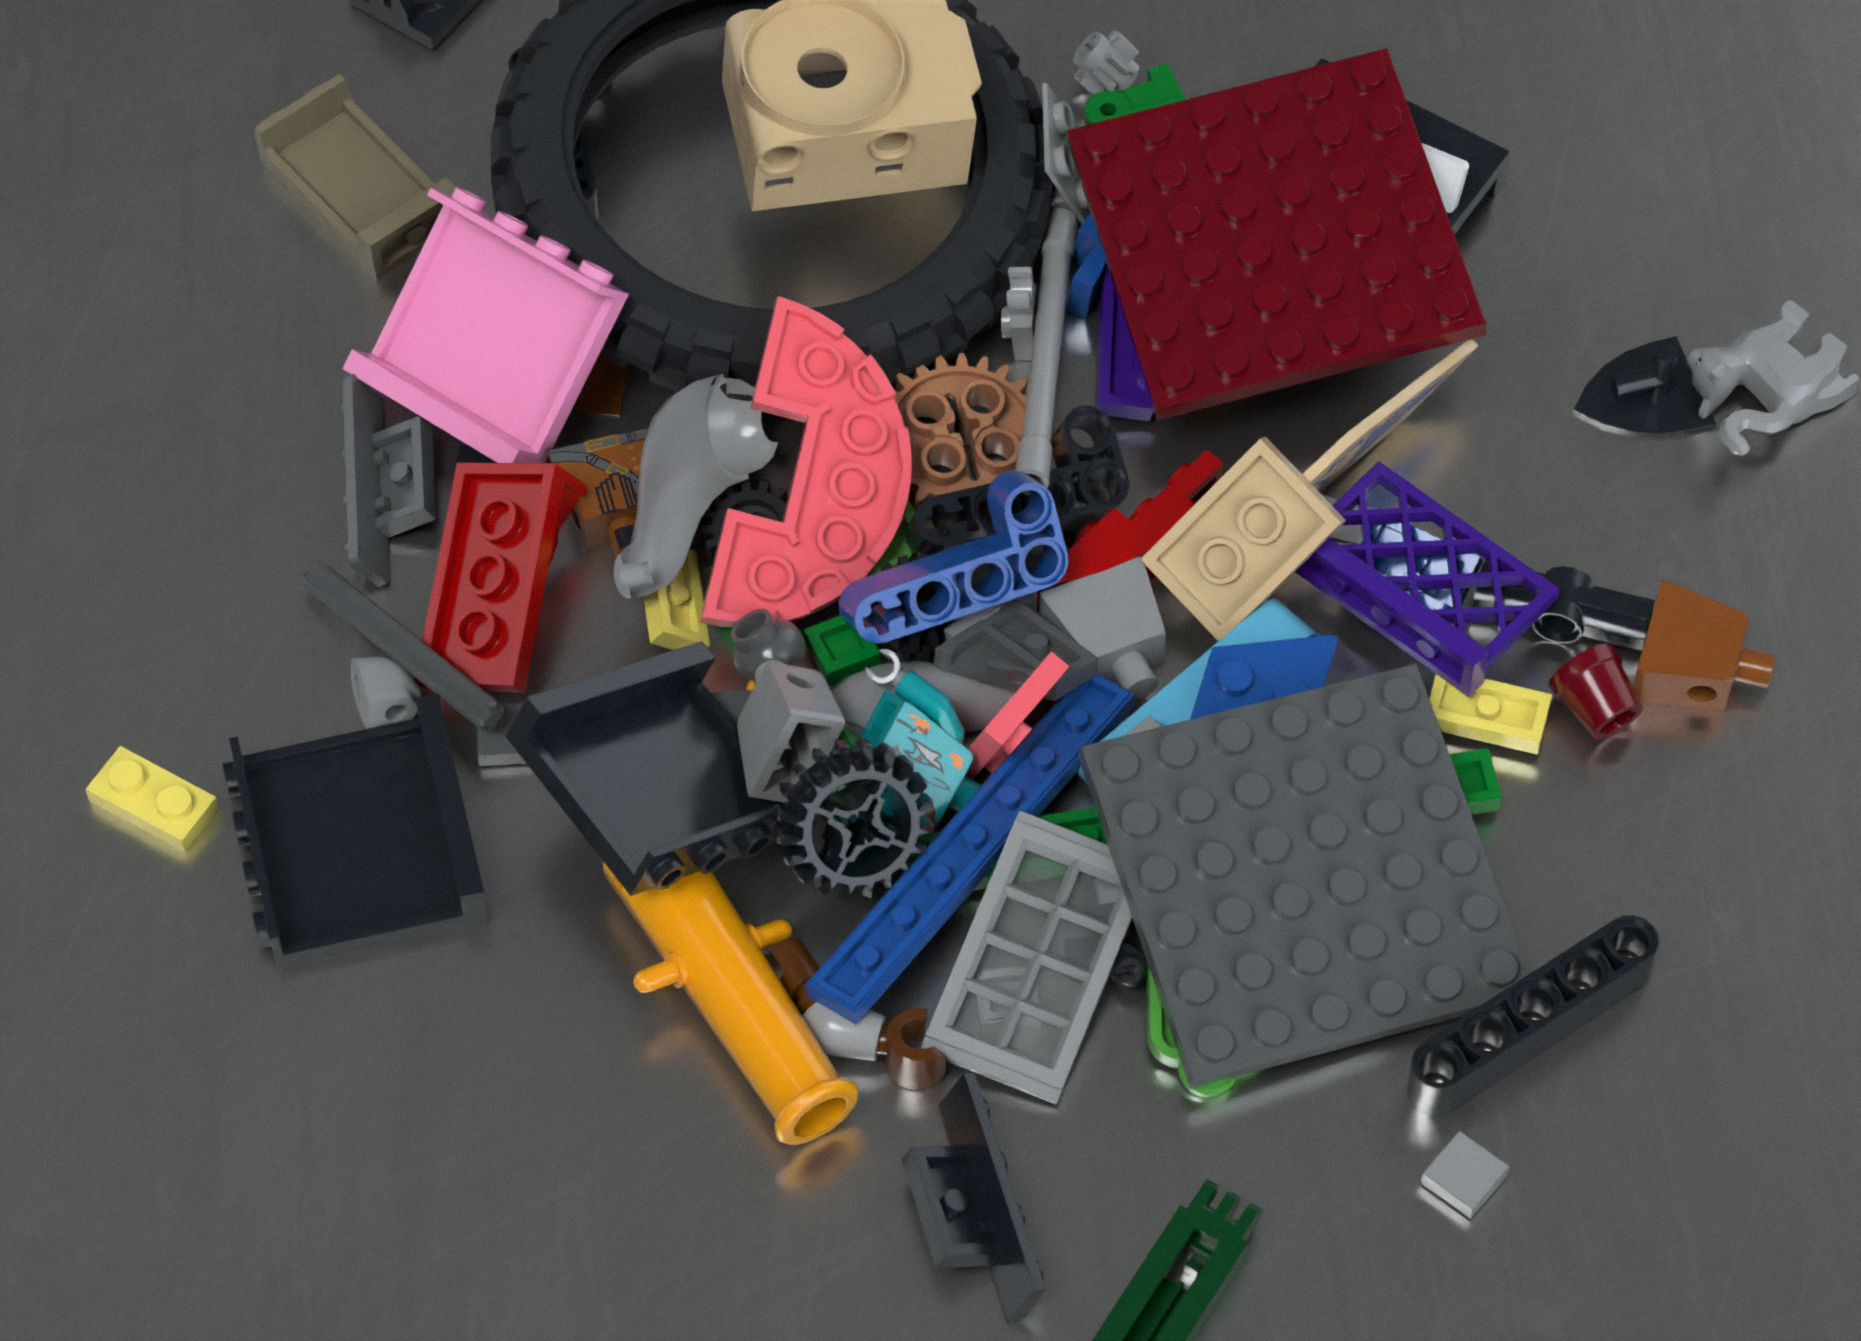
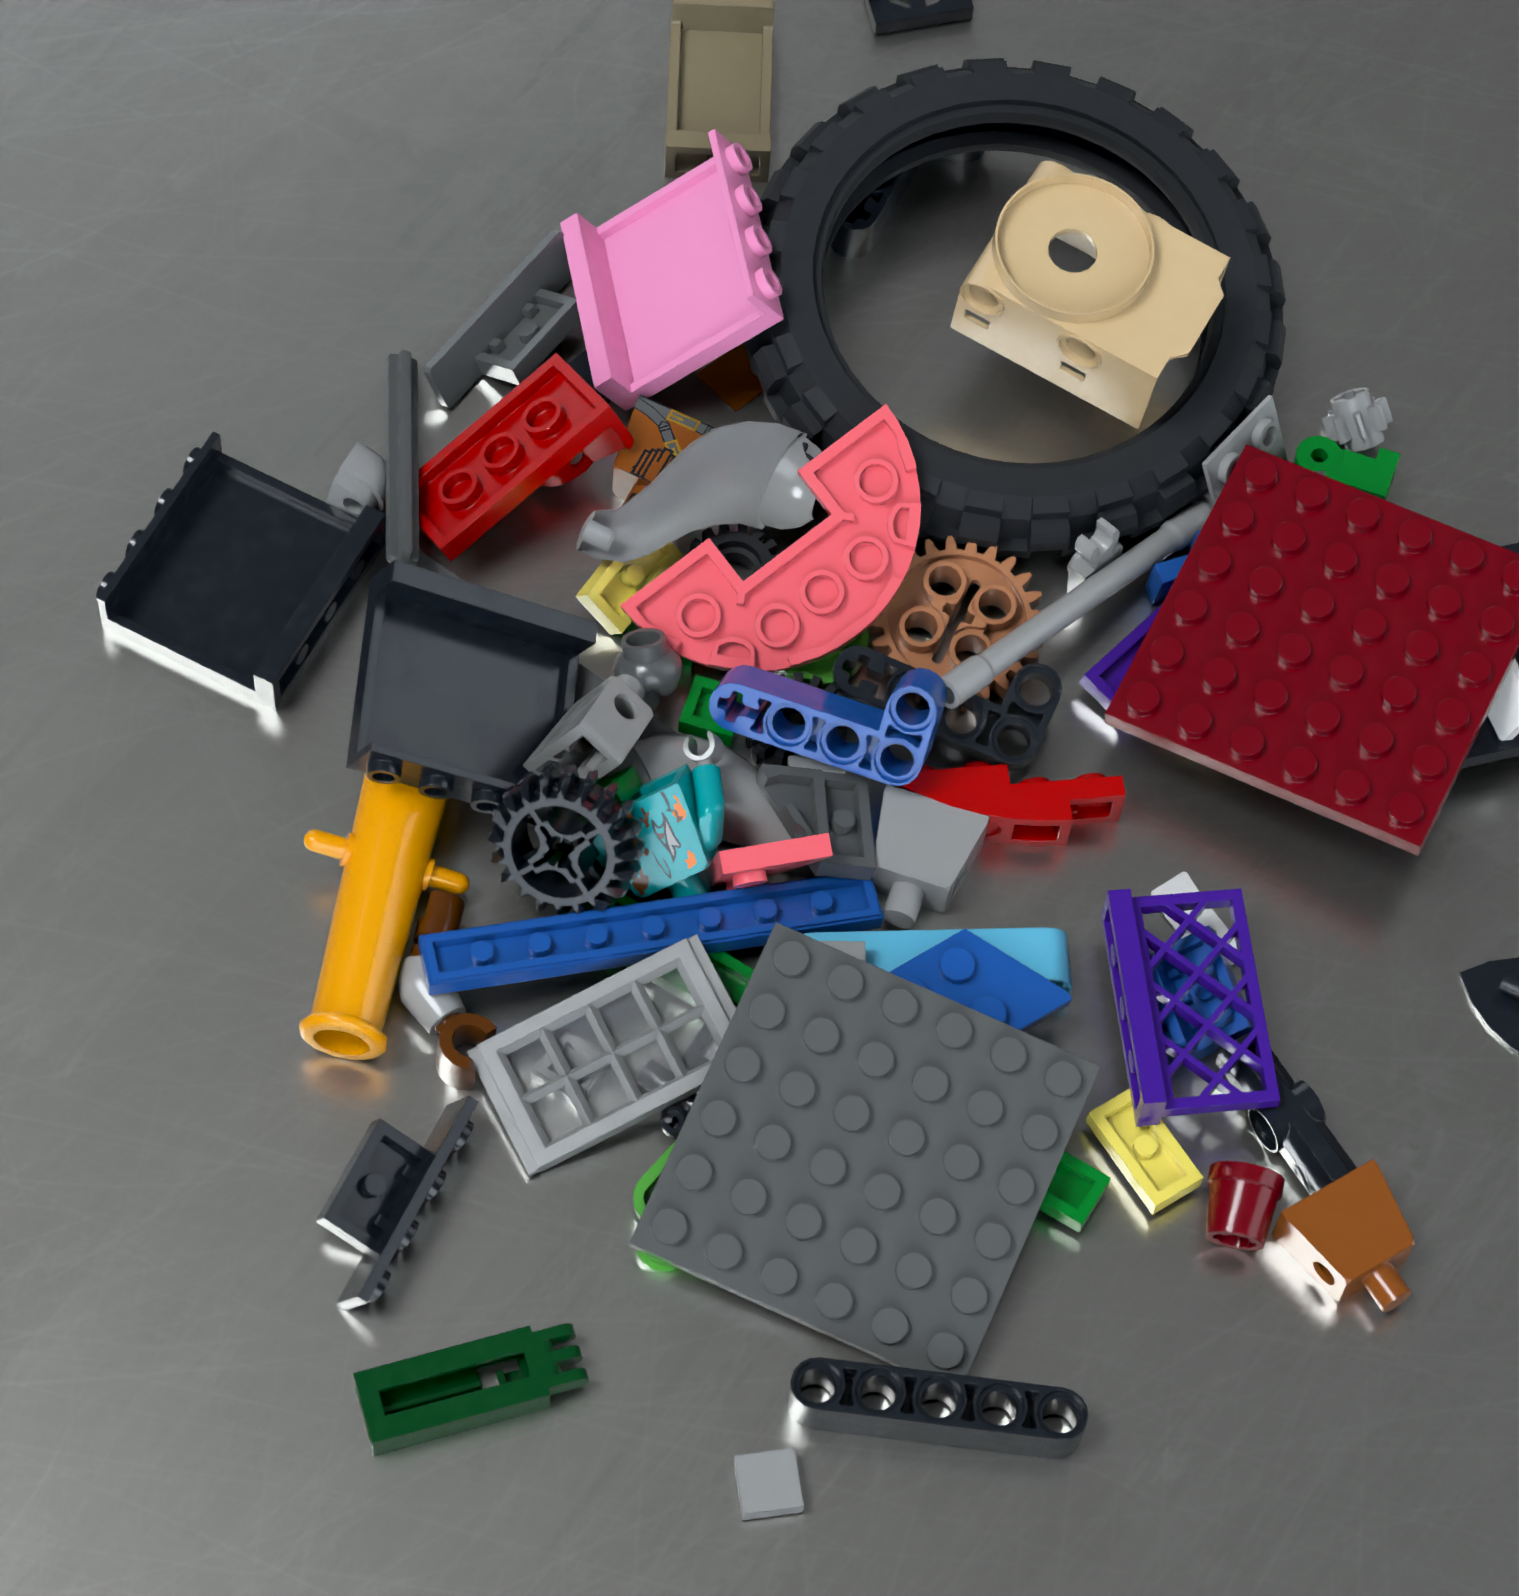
camera: 35 degrees right, 5 degrees up
(152, 799) = (136, 436): light yellow plate -> none
(1269, 516) = (1096, 864): tan piece -> none

